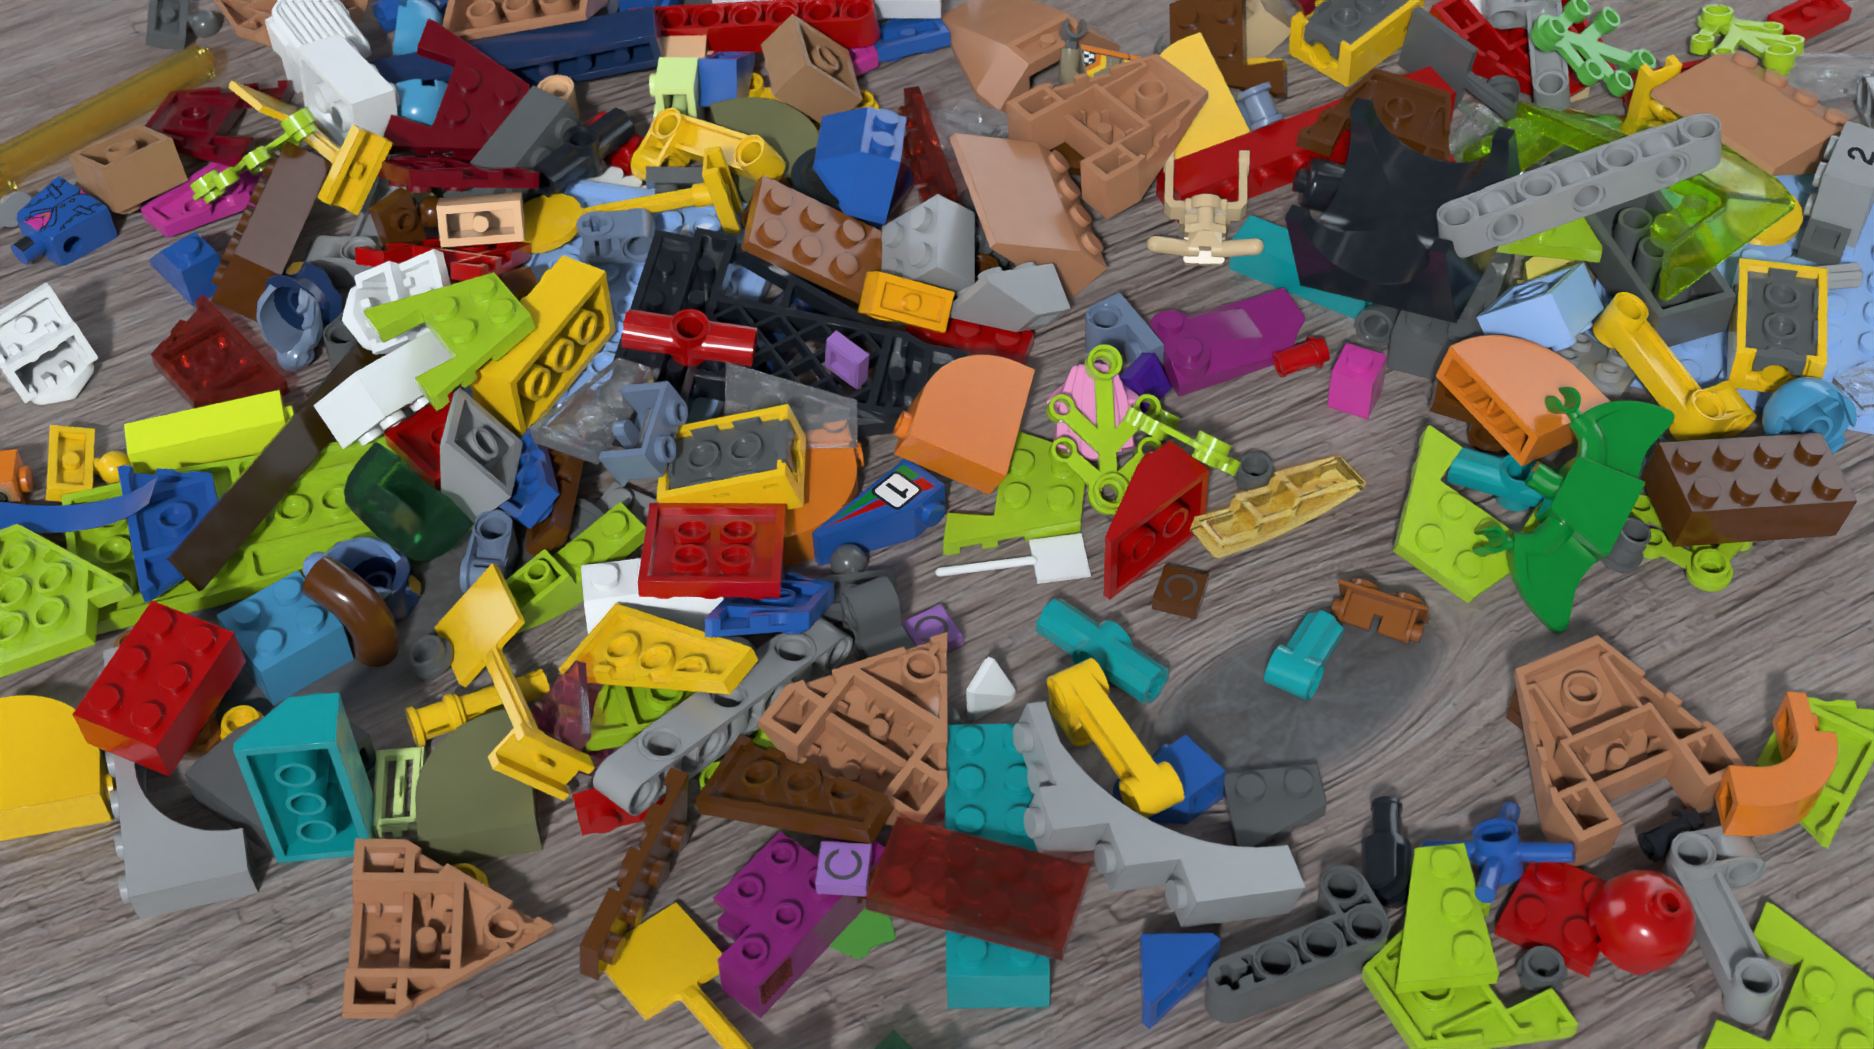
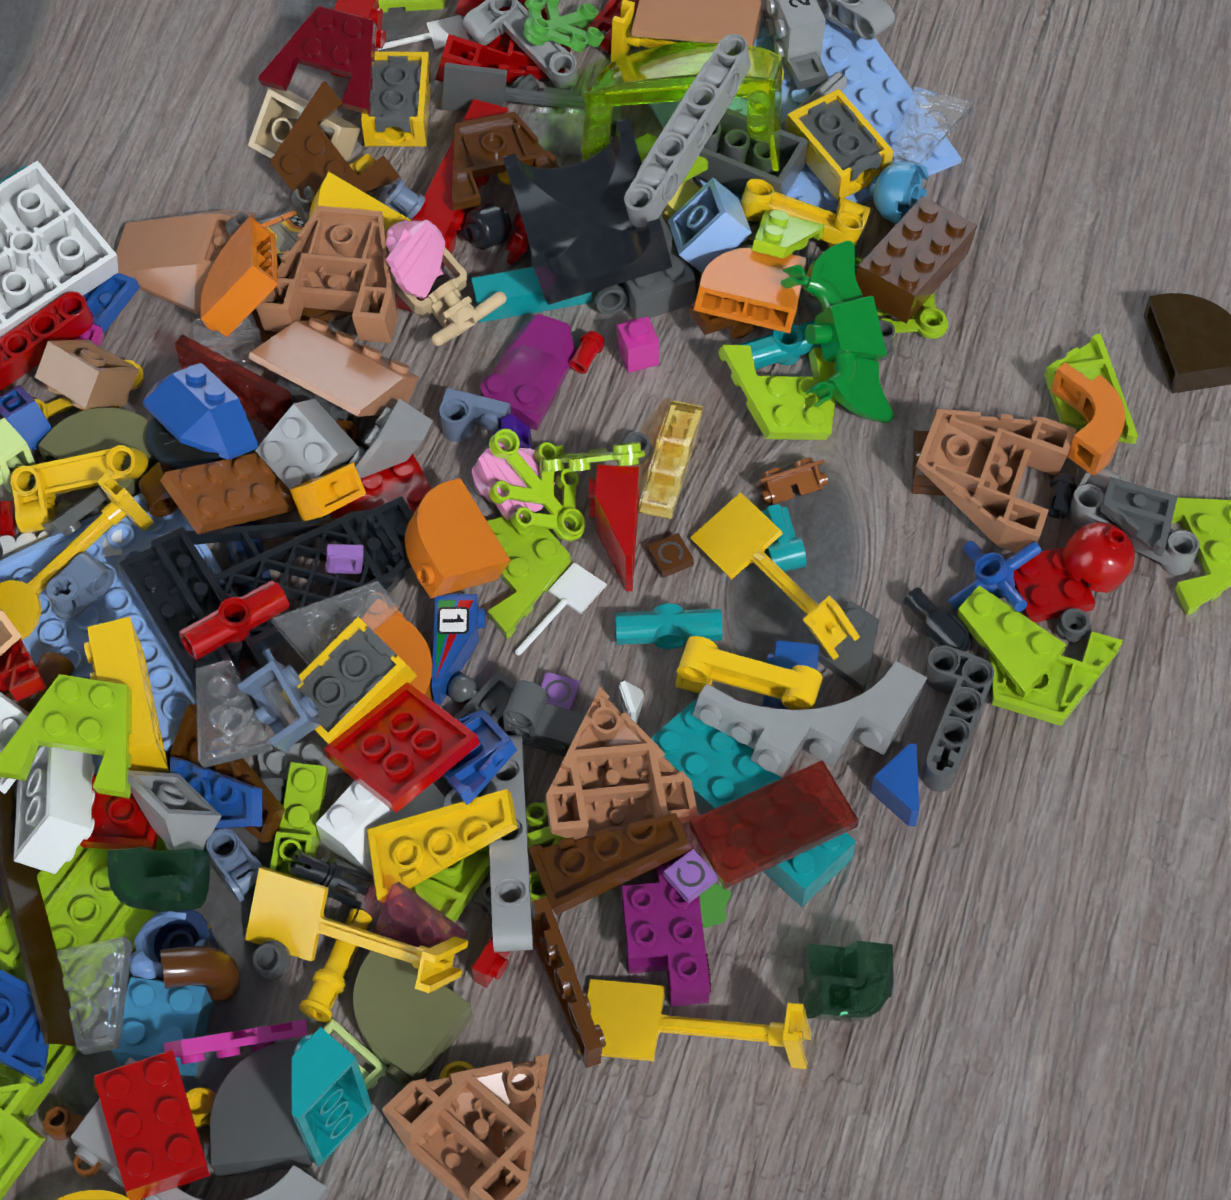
camera: 45 degrees left, 10 degrees up
(258, 561) = (97, 992): none -> clear wing
(268, 659) = (229, 1043): none -> dark pink wing
(544, 618) = (329, 875): none -> black arm
(1021, 70) = (240, 277): none -> orange brick
(1200, 152) = (415, 255): none -> bright pink hair
(1252, 621) = (740, 537): none -> yellow piece
(1612, 365) = (783, 234): none -> lime wing
(1736, 906) = (1140, 512): none -> dark grey wing

